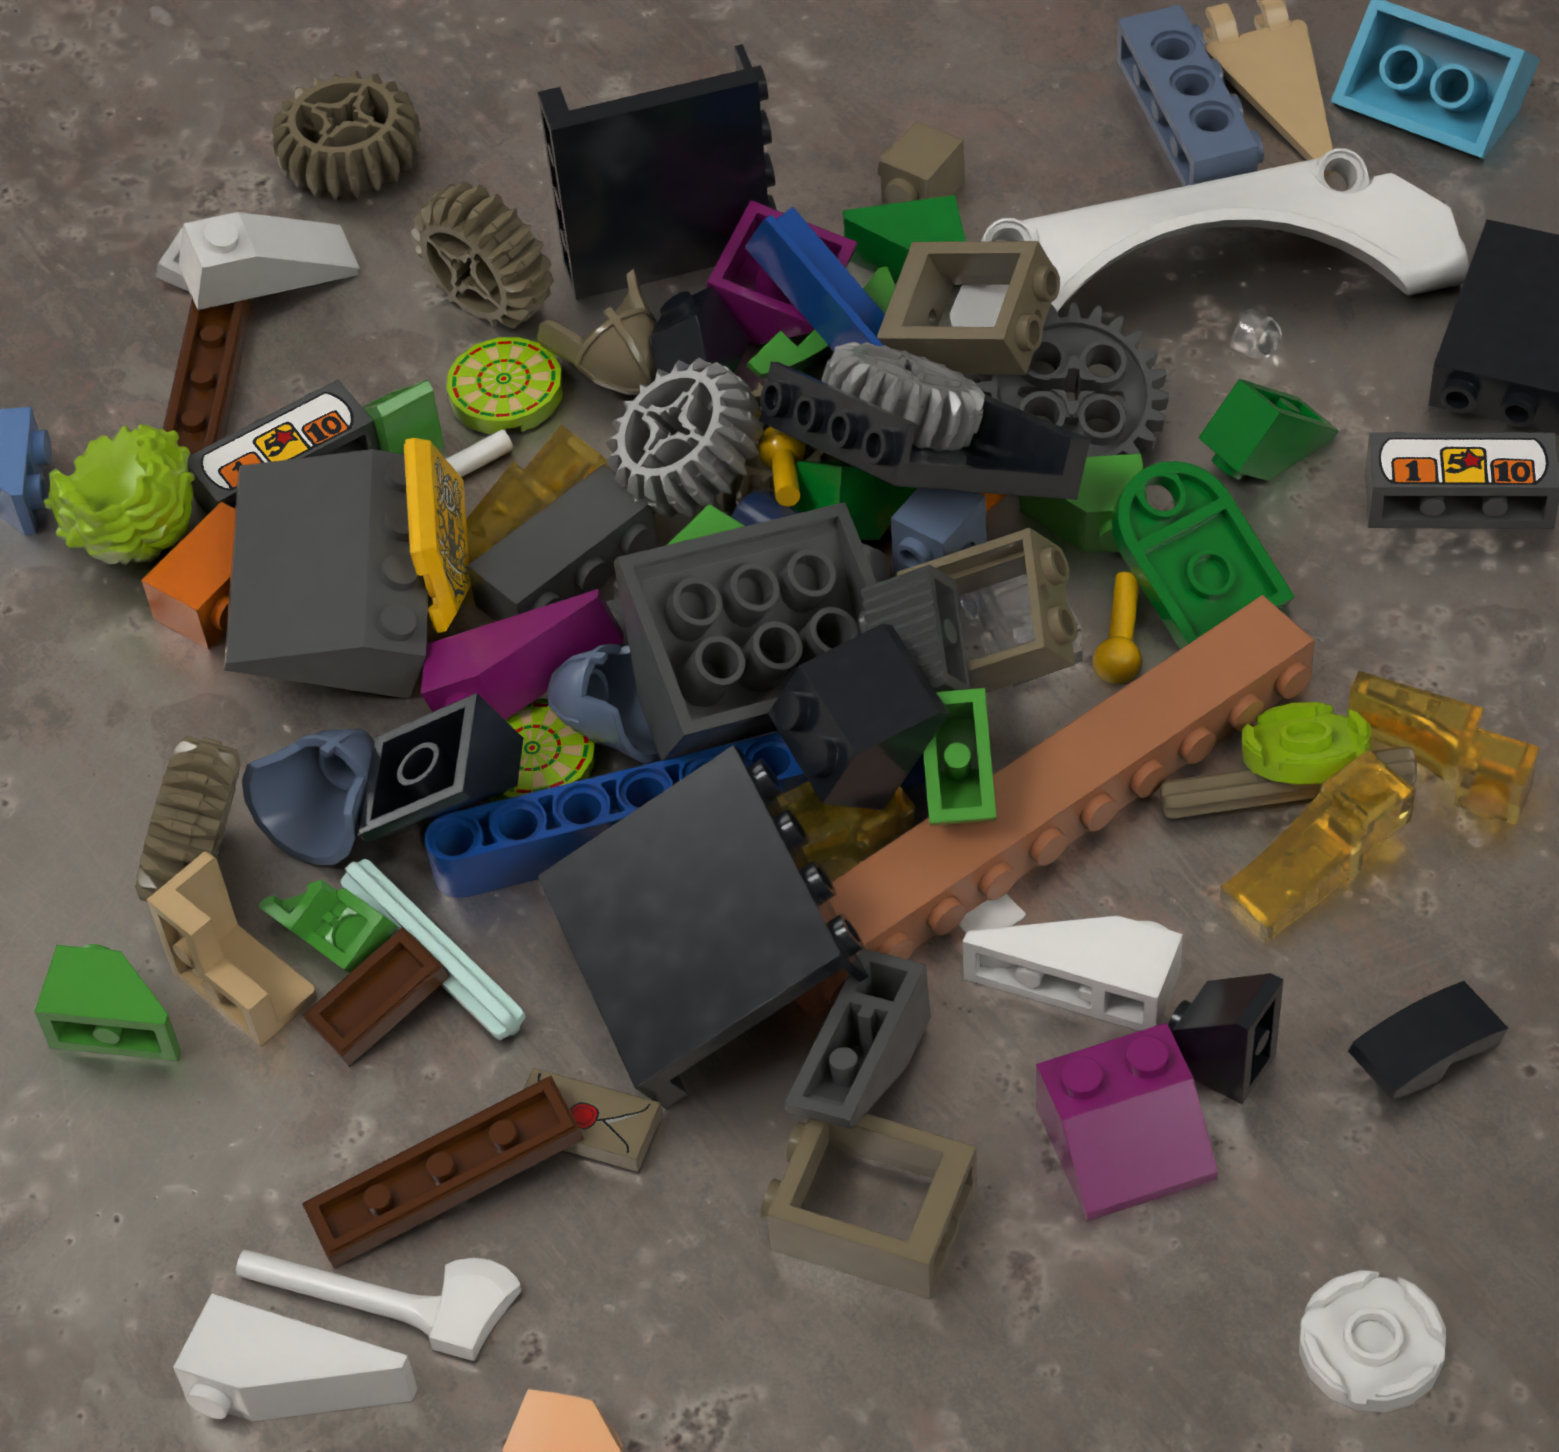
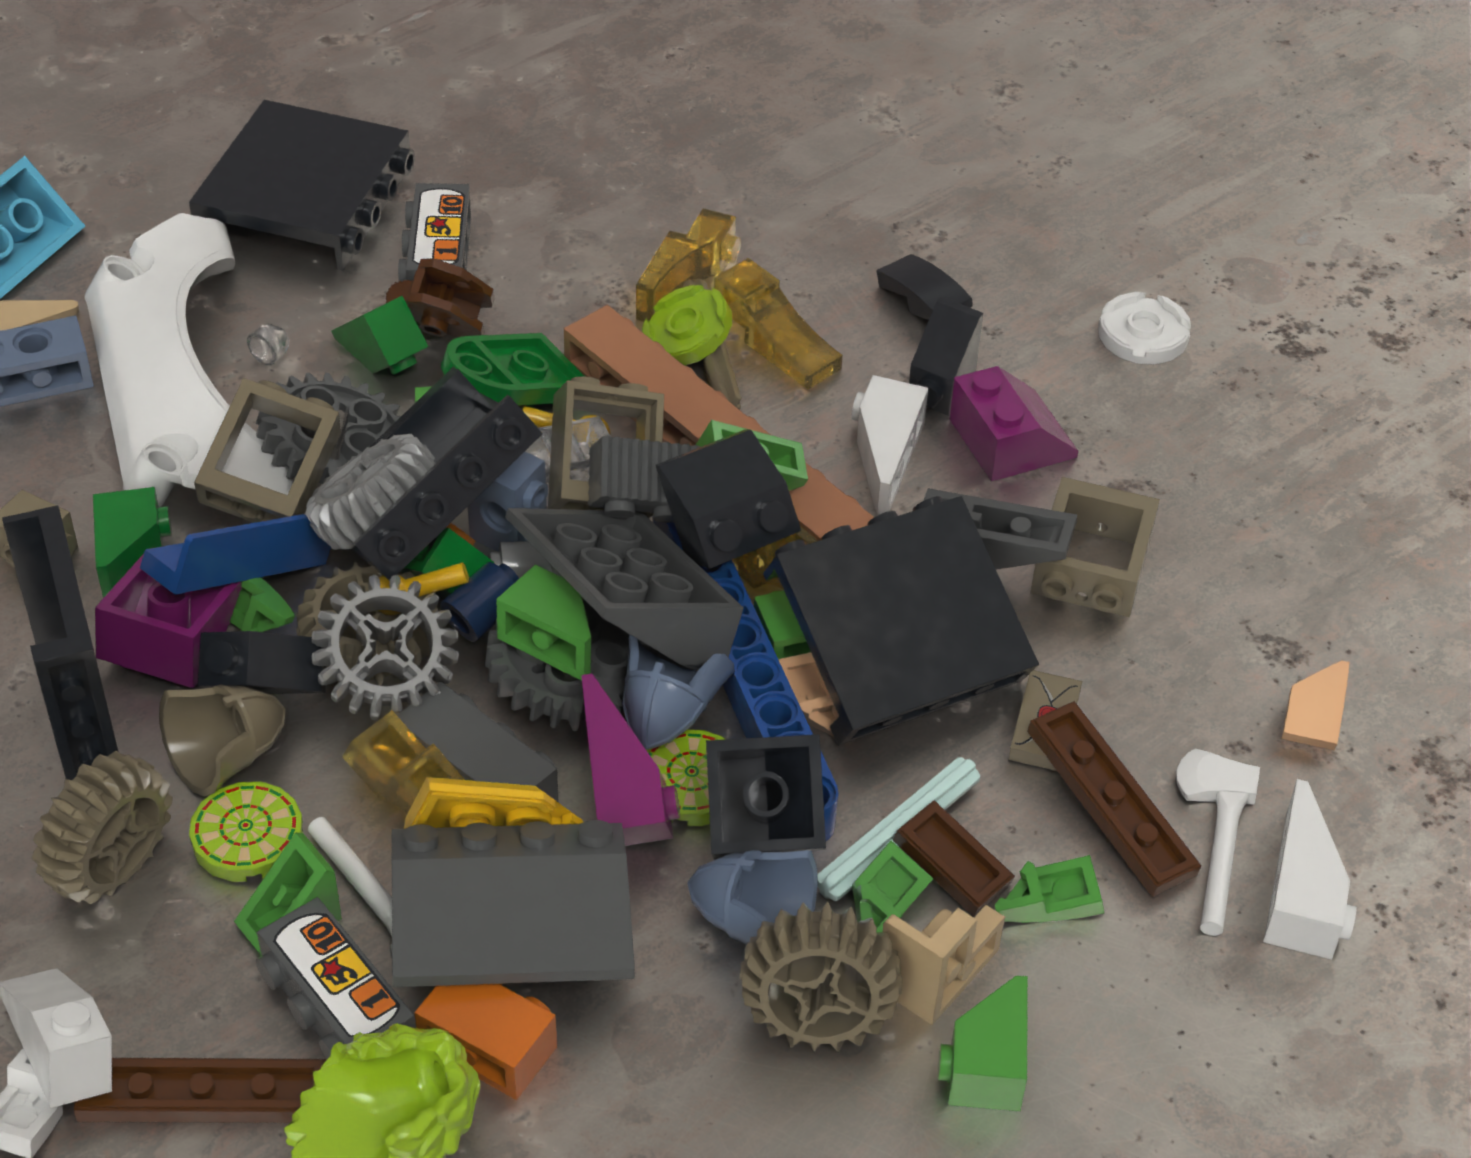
camera: 100 degrees left, 5 degrees down
(320, 1099) = (1053, 893): none -> bright green slope
(1307, 475) = (444, 298): none -> reddish brown hinge

